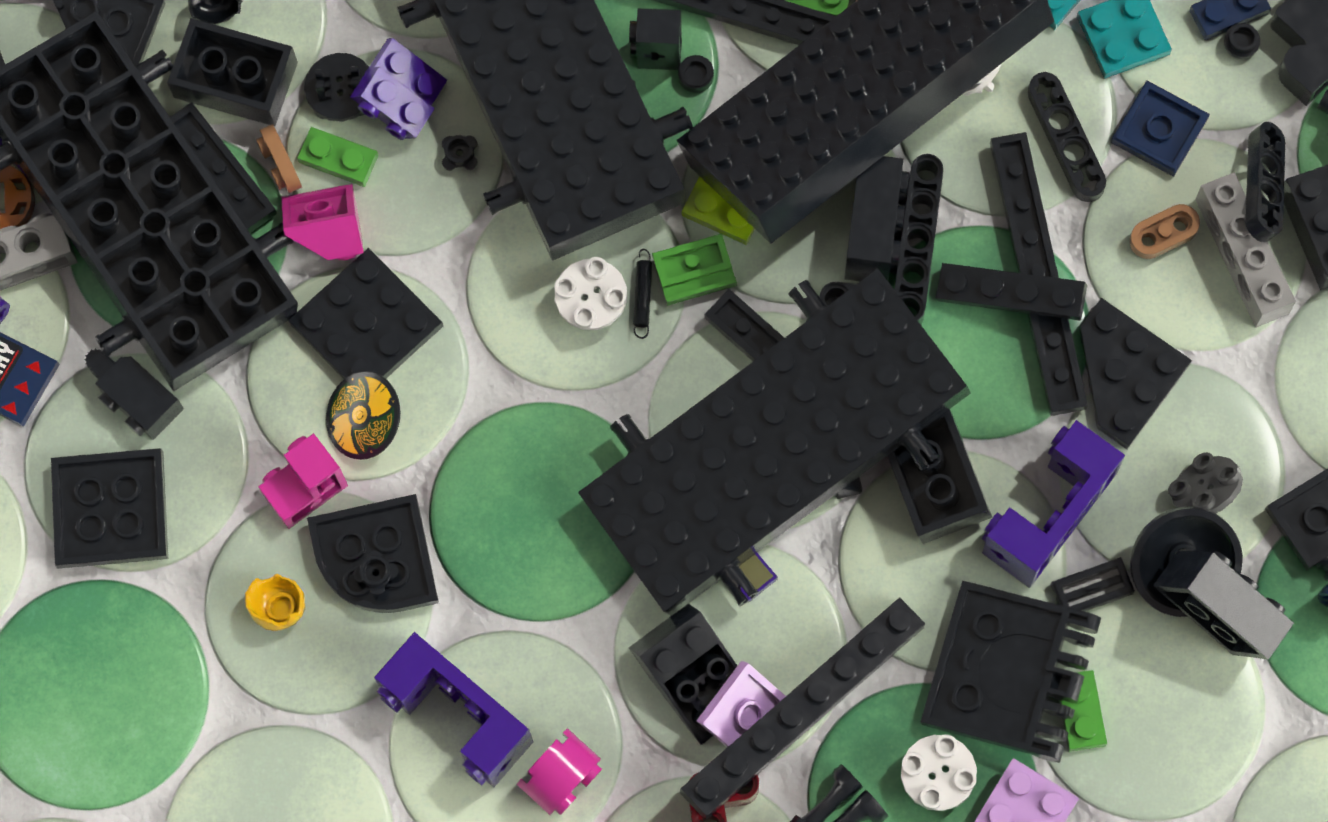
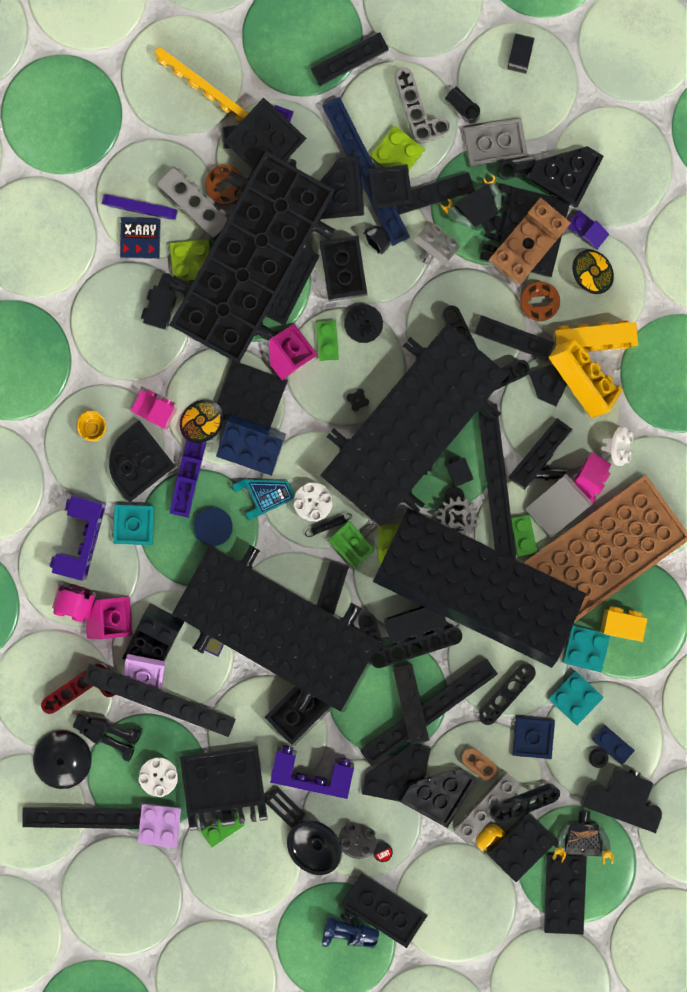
camera: 60 degrees right, 15 degrees up
(81, 312) = (188, 258): none -> lime plate
(109, 508) = (99, 322): black plate -> none
(271, 146) = (305, 319): medium nougat plate -> none
(399, 90) = (372, 356): plate -> none
(444, 349) = (251, 445): none -> dark blue brick
(446, 484) = (187, 479): none -> dark purple slope
(480, 612) = (133, 525): none -> teal plate
(540, 371) = (266, 494): none -> flag
(550, 482) = (213, 526): none -> dark blue tile
(621, 730) = (109, 619): none -> dark pink slope
(729, 65) = (464, 511): none -> light grey gear
(1188, 316) = (439, 794): none -> black plate
(1224, 603) = (300, 875): brick -> none
(1248, 456) = (383, 852): none -> tile
(1297, 267) = (489, 836): none -> yellow hair

